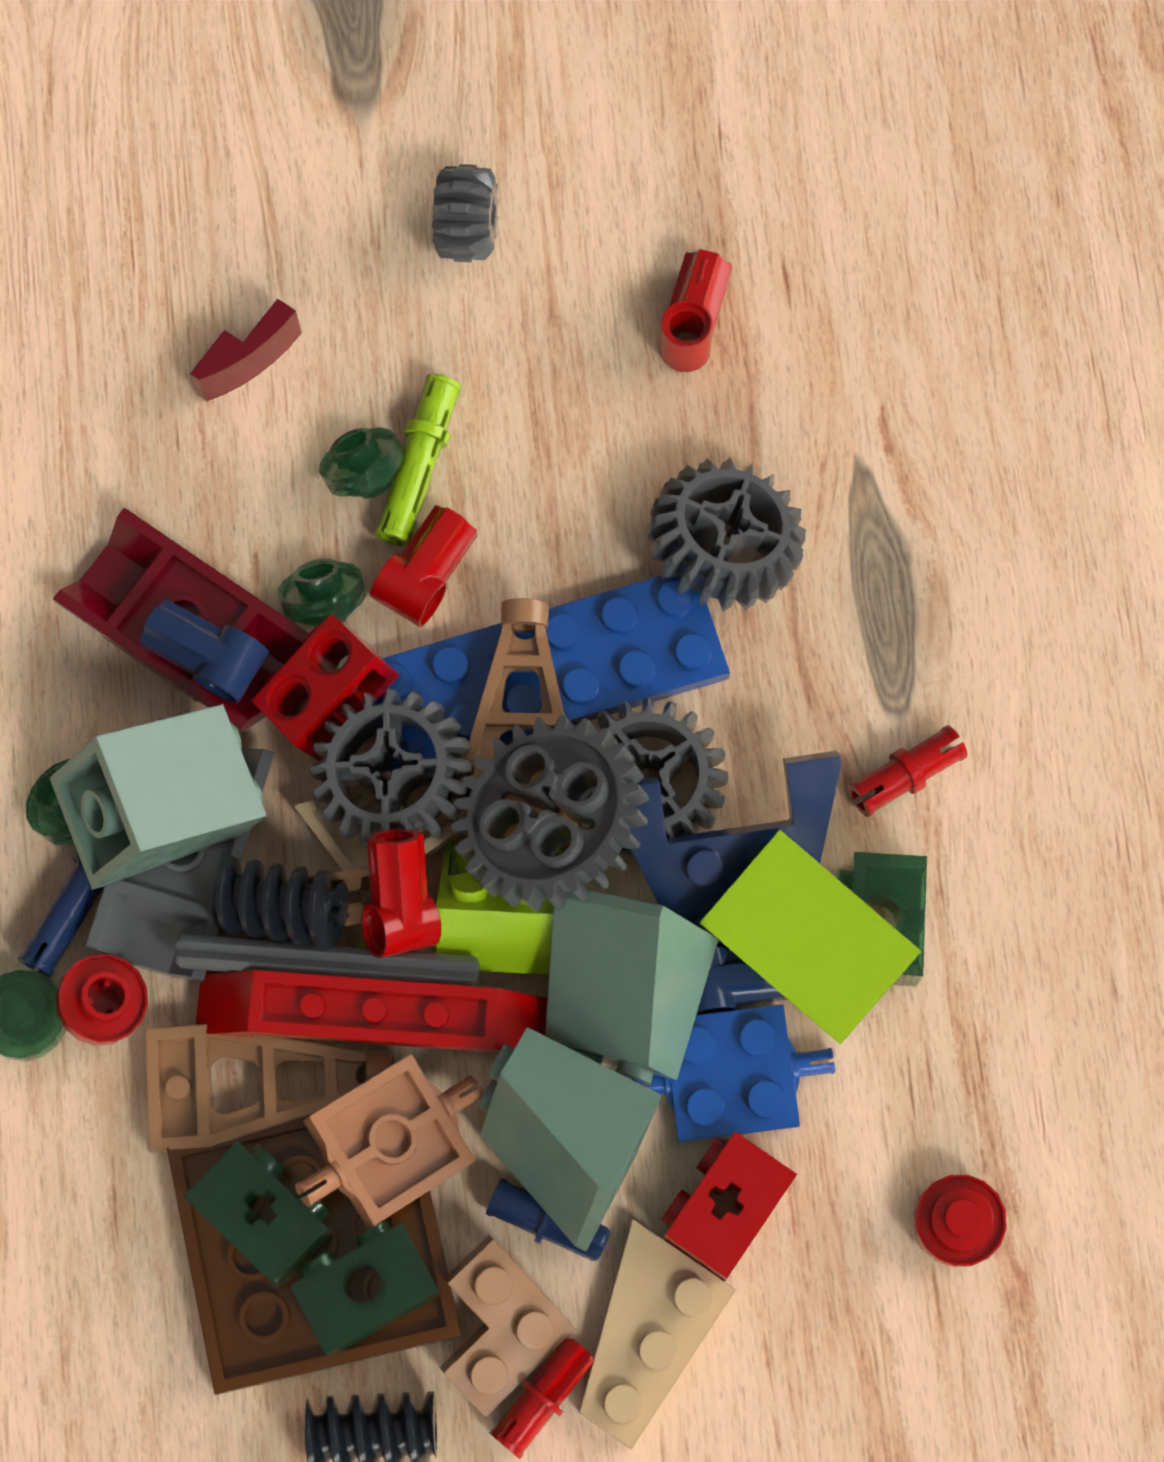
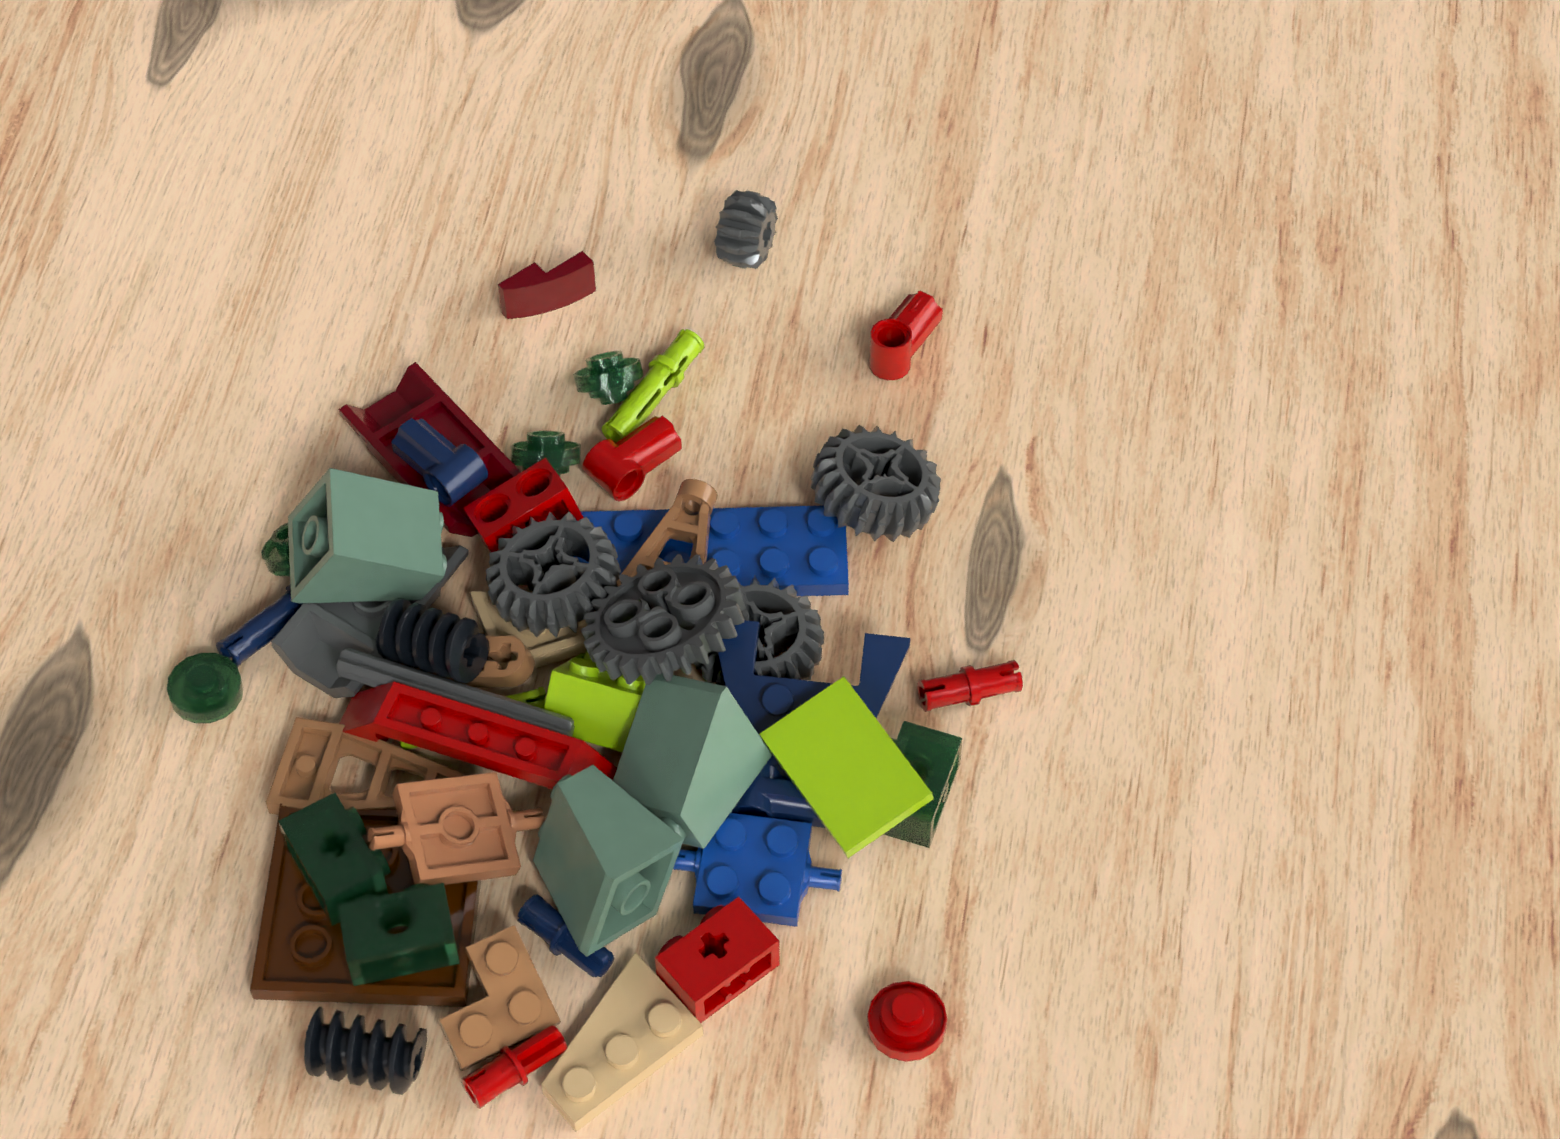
camera: 15 degrees right, 20 degrees down
(101, 999) = (270, 688): red plate -> none
(400, 910) = (523, 665): red piece -> none

